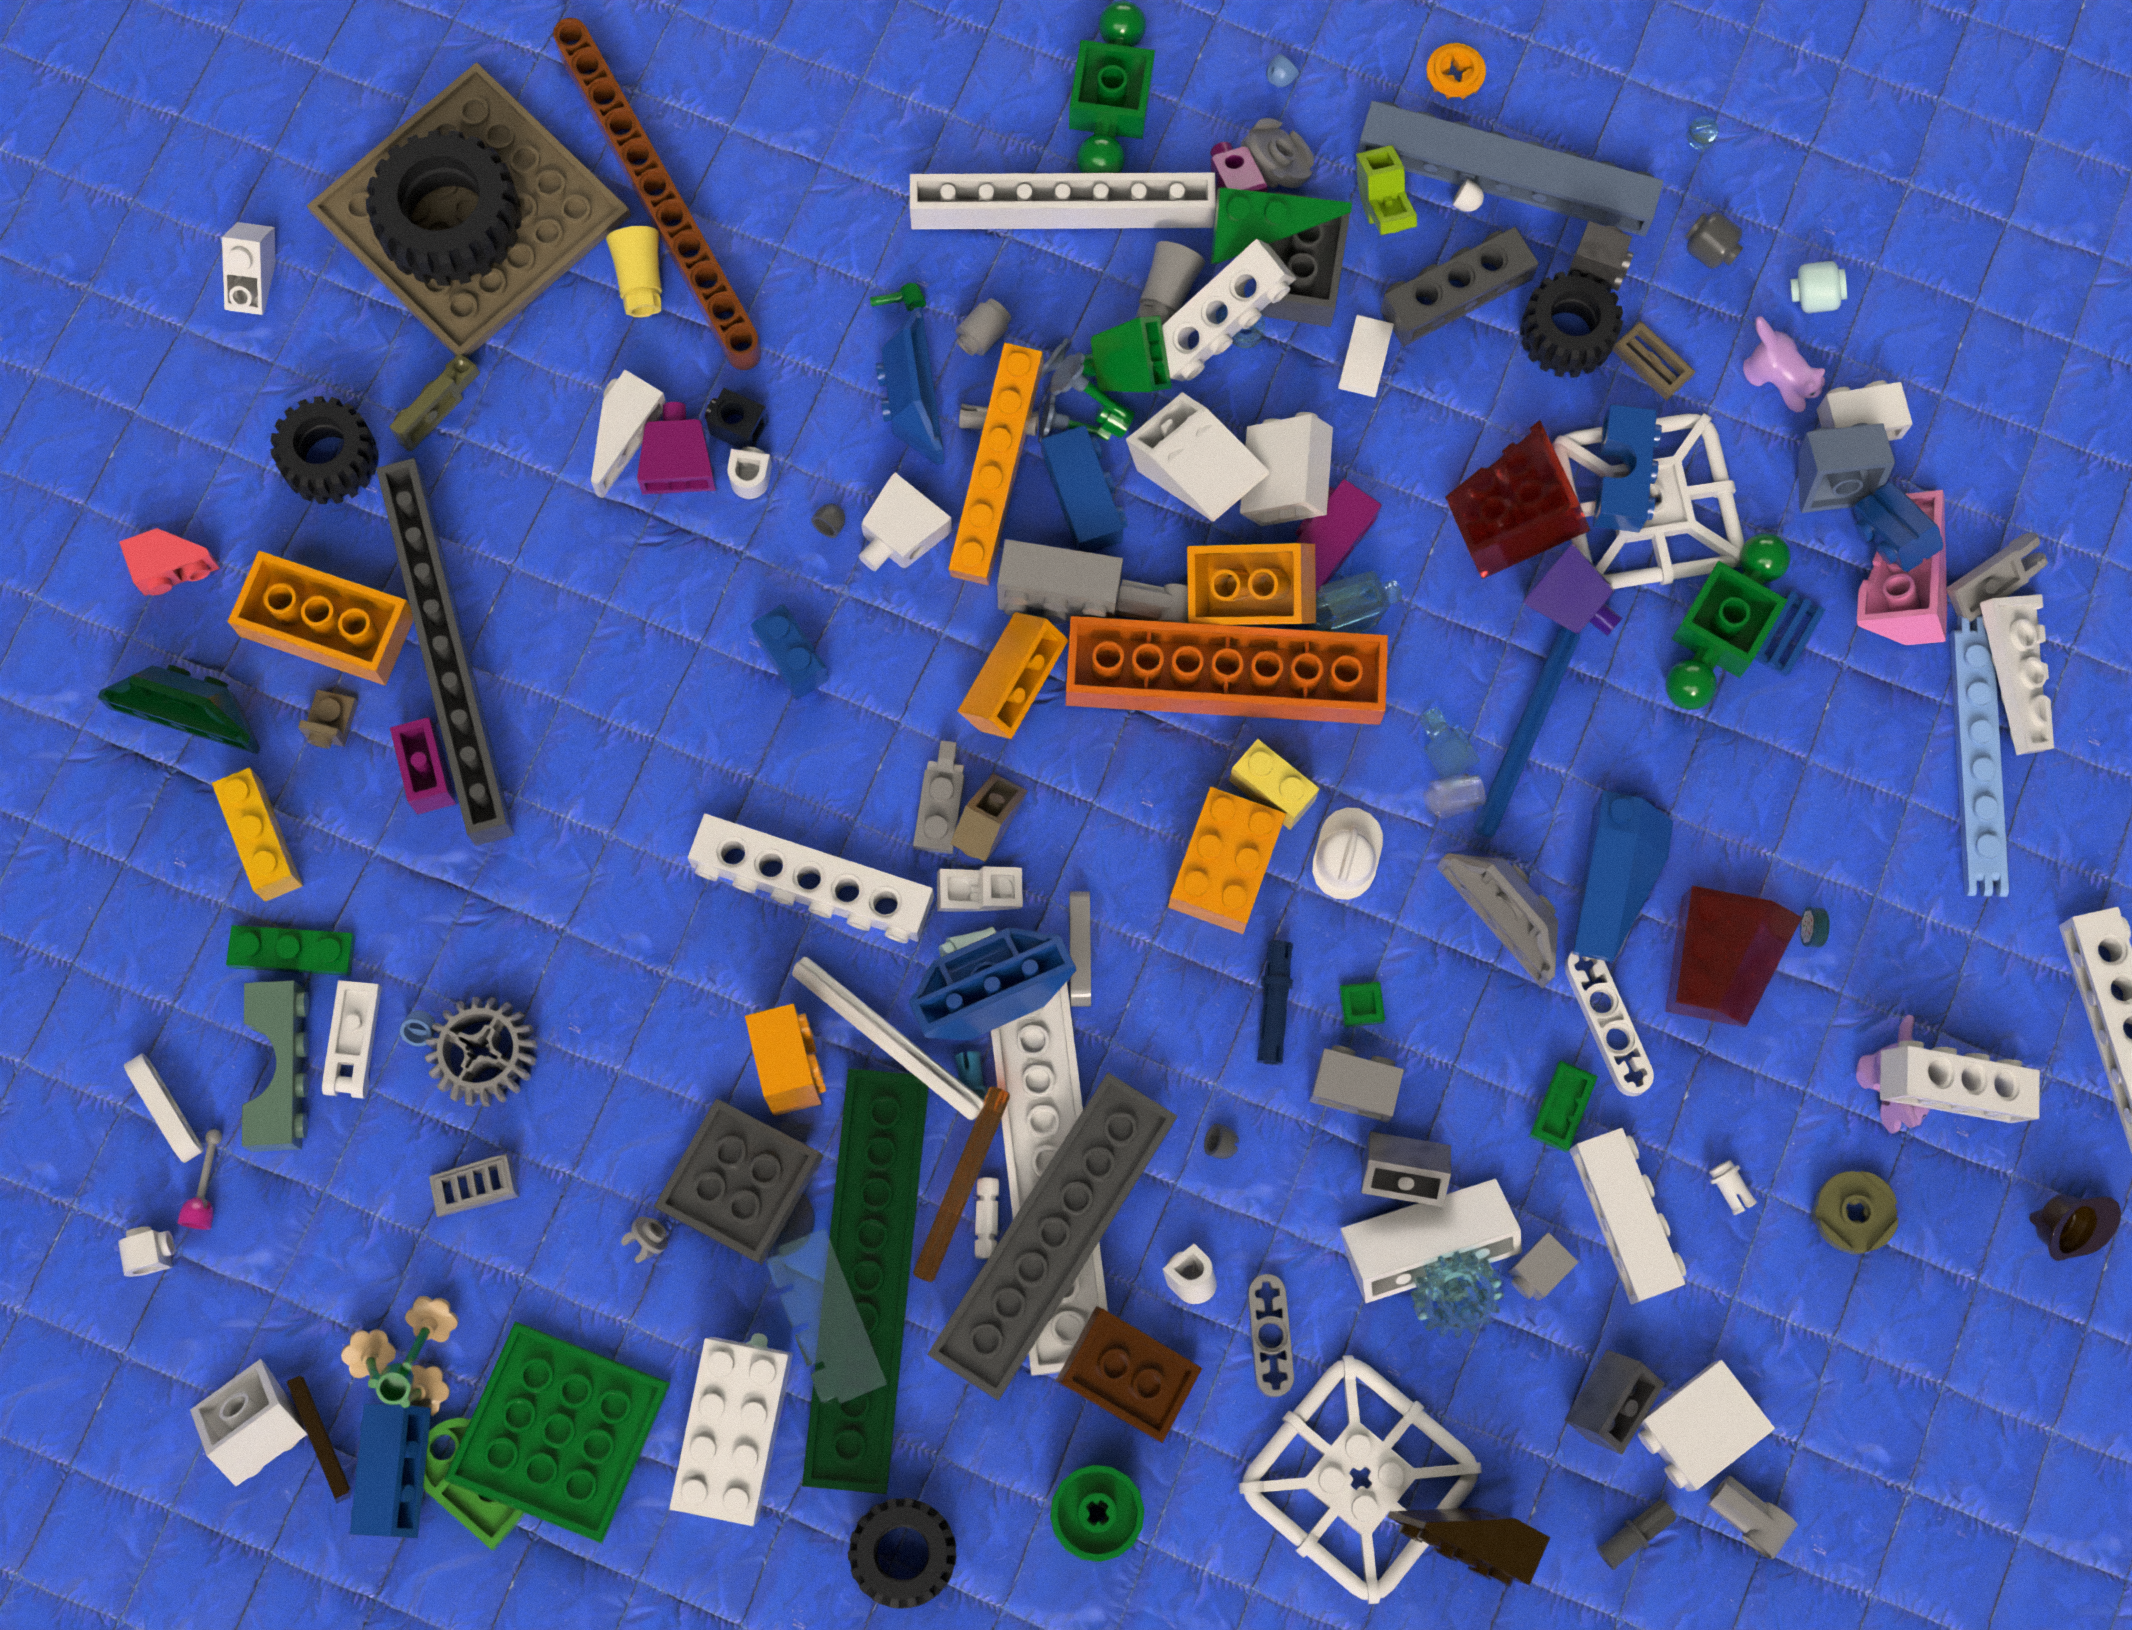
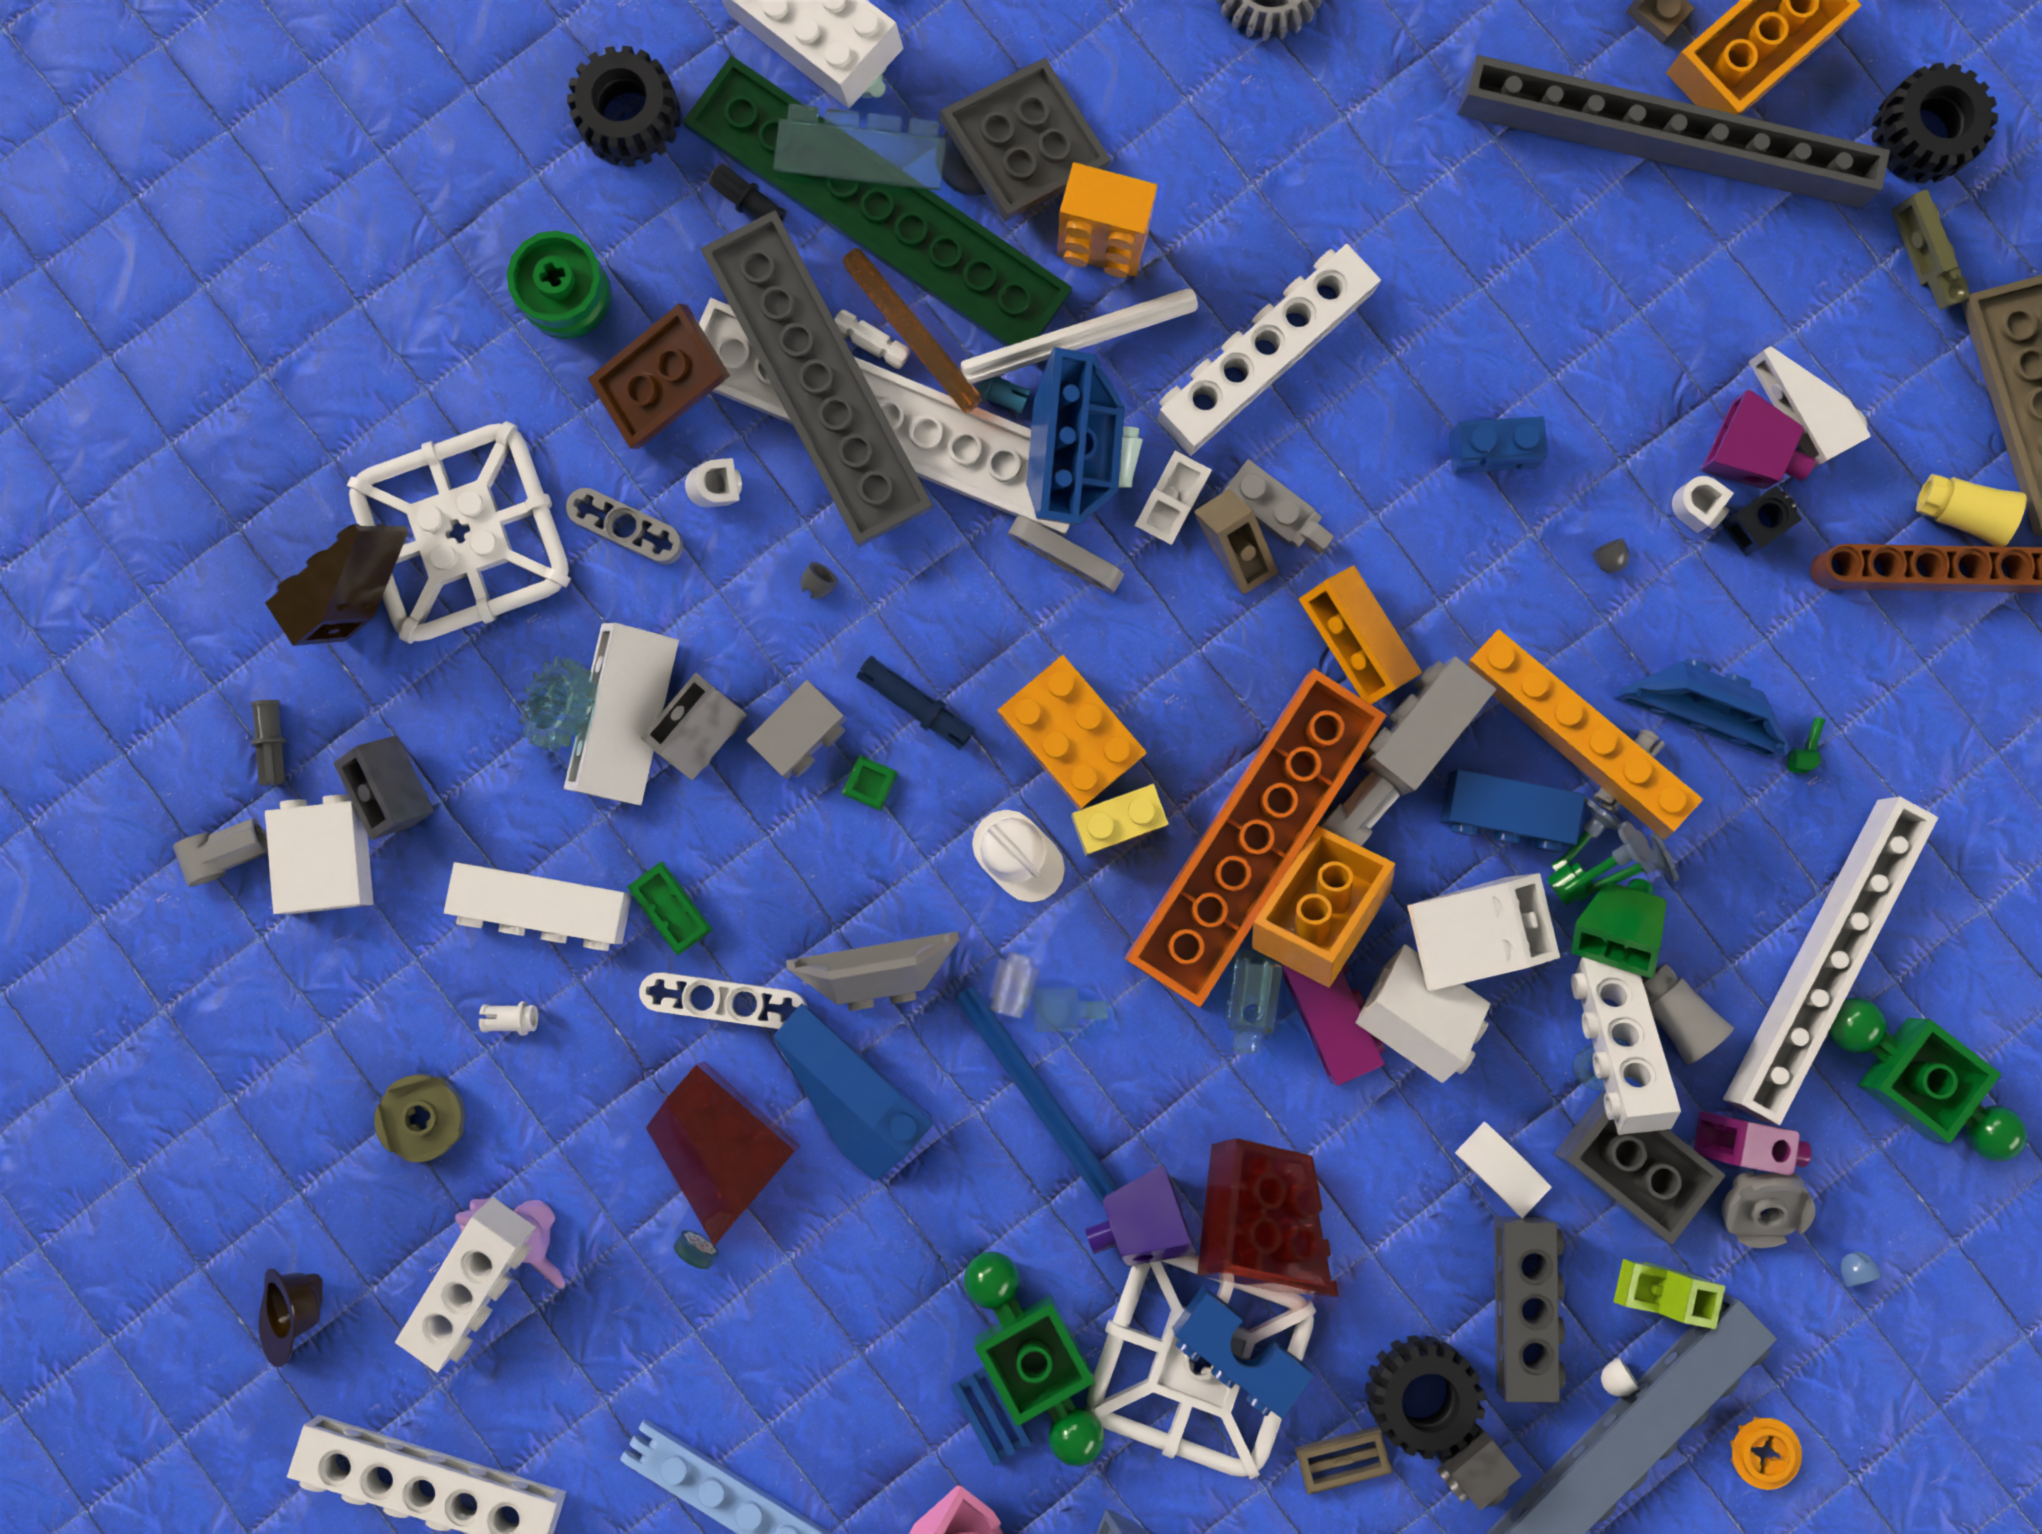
camera: 120 degrees right, 10 degrees up
(422, 765) = (1569, 51): magenta brick -> none
(650, 1236) = (1022, 40): light grey plate -> none
(902, 525) = (1569, 616): white torso -> none
(921, 1400) = (742, 194): none -> black axle
(982, 327) = (1734, 807): light grey brick -> none
(1264, 216) = (1700, 1142): green wing -> none
(1541, 1268) = (538, 797): light grey brick -> none

